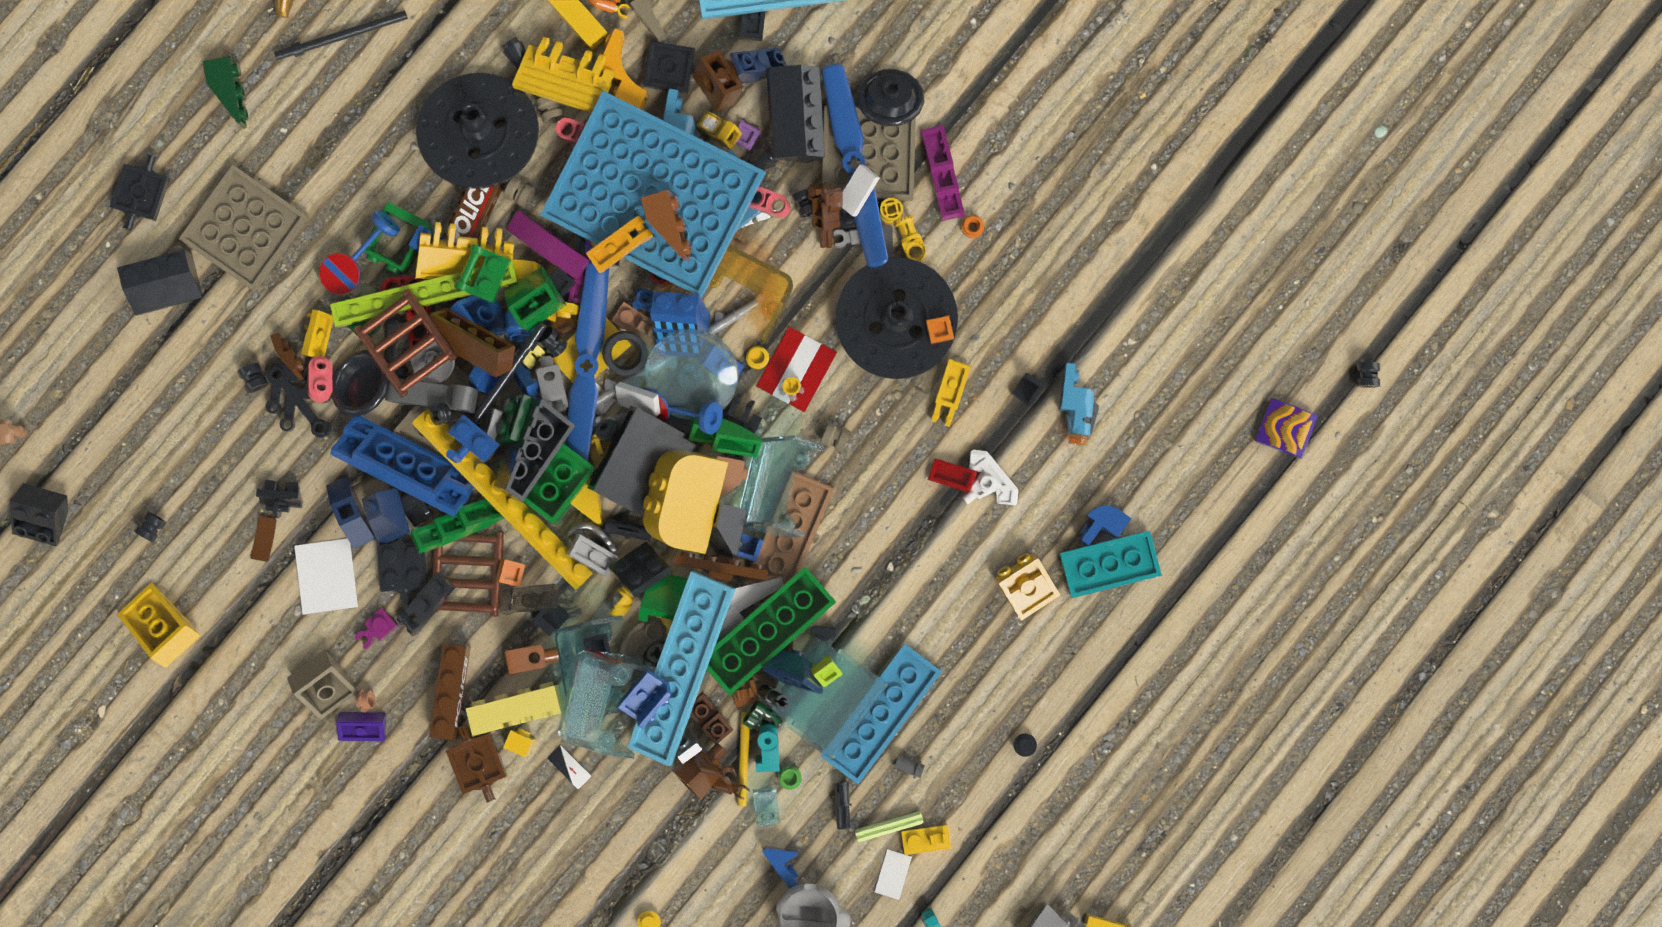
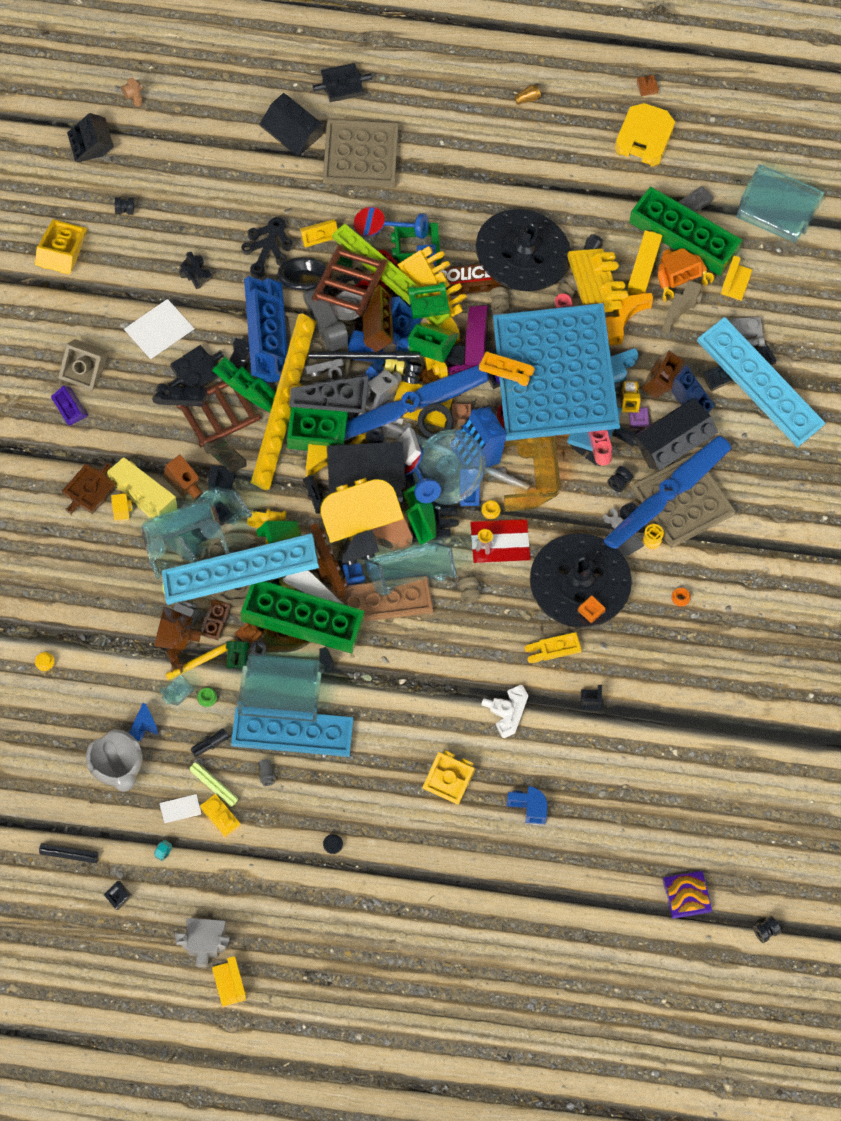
camera: 55 degrees right, 20 degrees down
(223, 79) = (449, 89): dark green slope -> none
(252, 377) = (263, 212): black wheel -> none
(264, 538) = (160, 278): reddish brown sticker -> none
(288, 356) = (293, 220): reddish brown slope -> none
(298, 48) = (502, 121): black bar -> none
(319, 377) = (291, 248): coral plate -> none
(349, 512) = (211, 316): dark blue slope -> none
(365, 700) = (89, 397): nougat plate -> none
(378, 626) = (144, 378): magenta plate -> none
(386, 515) = (224, 334): dark blue slope -> none
(440, 413) = (316, 326): black bush -> none
(449, 691) = (129, 443): reddish brown brick -> none
(472, 440) = (311, 356): blue plate -> none
(510, 572) = (235, 436): orange plate -> none
(513, 419) = (350, 369): dark green plate -> none
(569, 767) = (123, 551): sticker -> none
(579, 529) = (293, 464): flat silver piece -> none
(591, 555) = (281, 479): light grey plate -> none
(640, 569) = (292, 512): black plate -> none
(645, 698) = (205, 554): blue bracket -> none
(663, 216) = (544, 382): dark orange slope -> none
(669, 67) = (650, 342): black plate -> none
(731, 620) = (289, 584): white sticker -> none
(769, 745) = (219, 668): teal leg -> none
(793, 671) = (285, 647): dark blue slope -> none
(826, 204) = (622, 491): reddish brown piece -> none
(826, 671) = (299, 668): lime tile -> none
(858, 189) = (651, 500): white tile -> none
(890, 97) = (731, 490): black piece -> none
(912, 239) = (643, 560): yellow connector -> none
(942, 173) = (704, 555): magenta slope -> none
(952, 475) = (495, 681): red tile -> none
(1080, 405) = (604, 737): dark azure plate -> none
(1110, 564) = (503, 827): teal plate -> none

